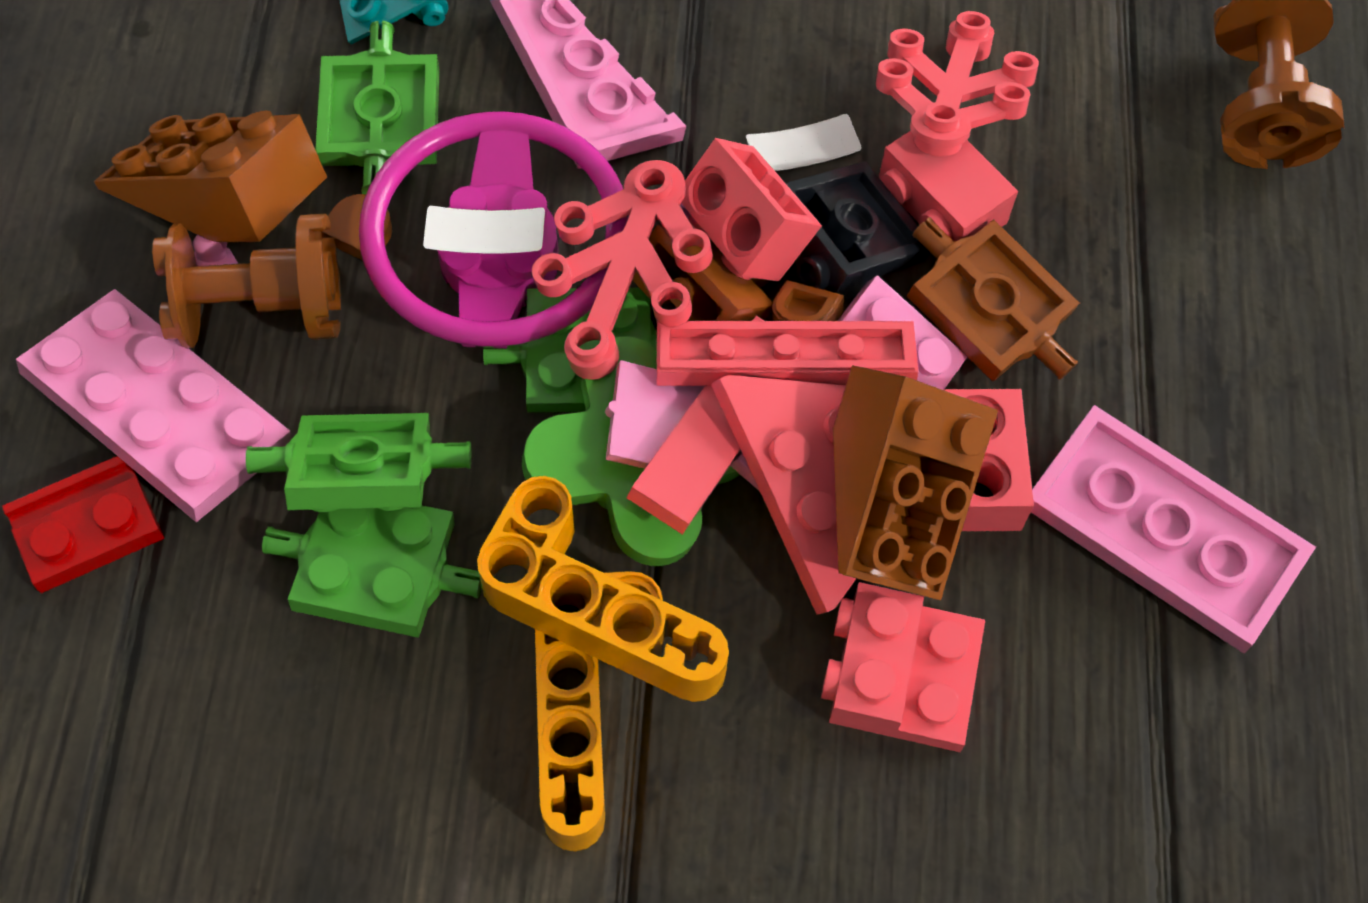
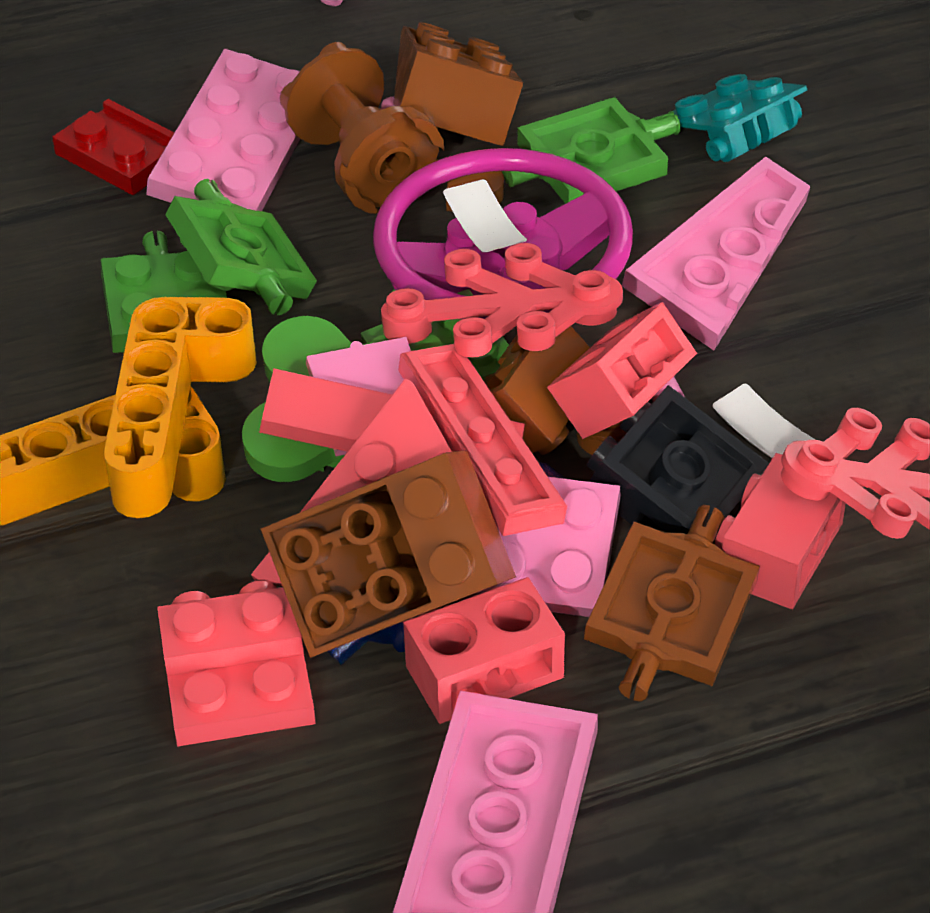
camera: 70 degrees right, 20 degrees down
(806, 303) = (560, 455): dark orange tile -> none

